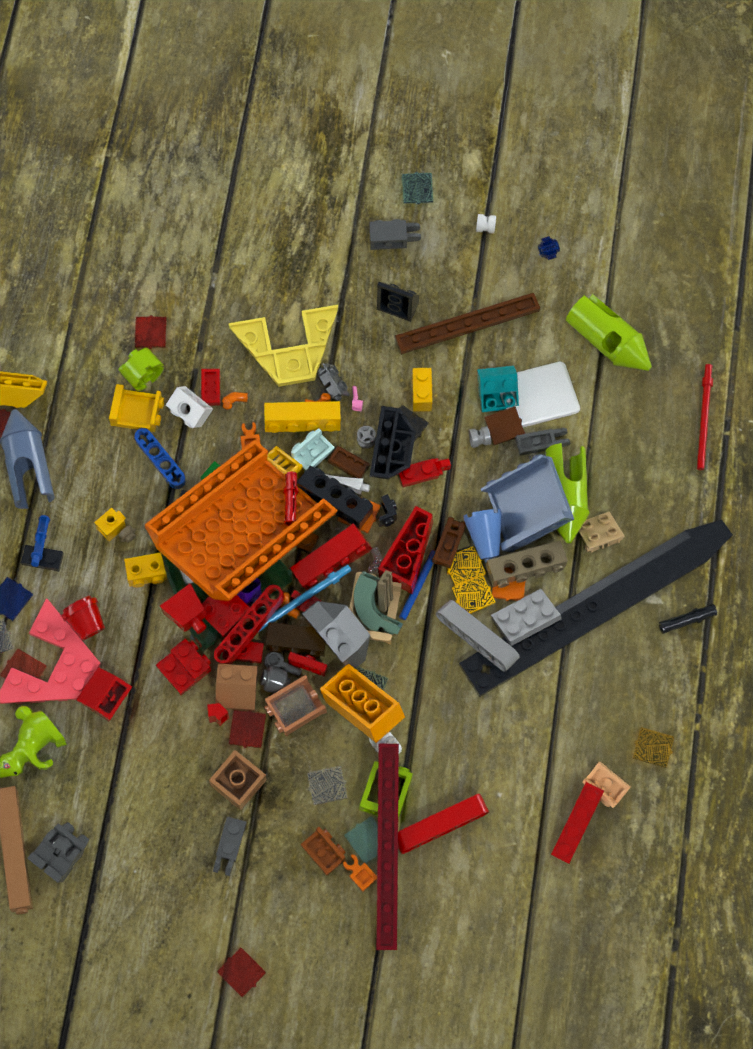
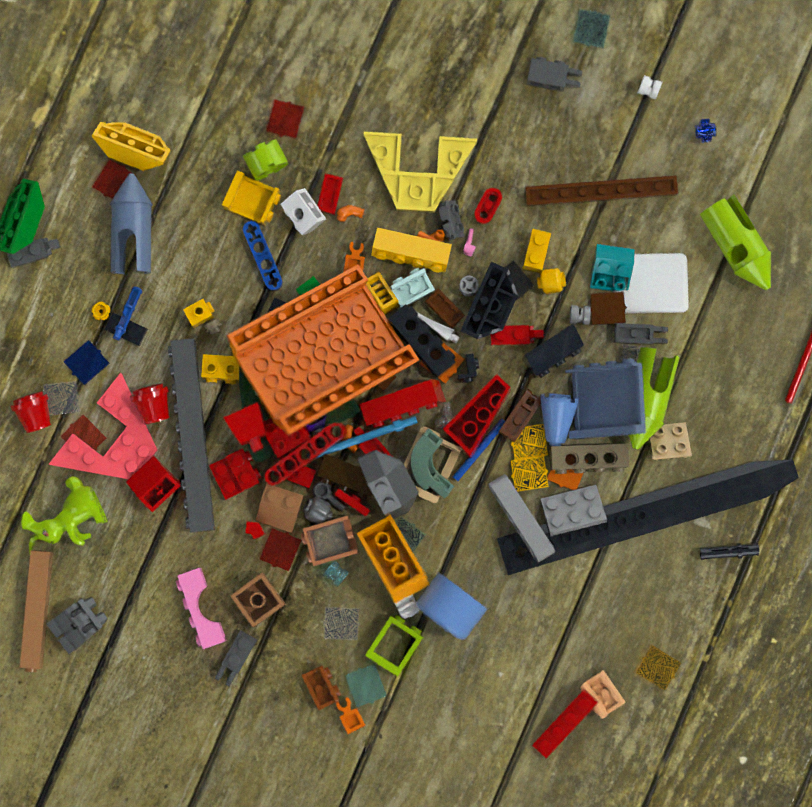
camera: 15 degrees right, 15 degrees up
(13, 542) = (95, 310): none -> yellow plate
(133, 641) = (192, 435): none -> dark grey brick
(196, 825) = (192, 585): none -> bright pink arch
(241, 972) = (218, 777): clear red piece -> none
(290, 492) = (379, 327): red pin -> none
(309, 736) = (335, 573): none -> clear light blue wheel
(363, 362) = (488, 206): none -> red plate
(385, 590) = (445, 454): dark tan tile -> none
(387, 846) = (381, 700): dark red plate -> none
(396, 301) = (537, 150): black slope -> none
(432, 733) = (450, 607): none -> medium blue piece
(441, 823) = (437, 689): red beam -> none
(444, 413) = (551, 281): none -> yellow head
(464, 474) = (553, 351): none -> black slope

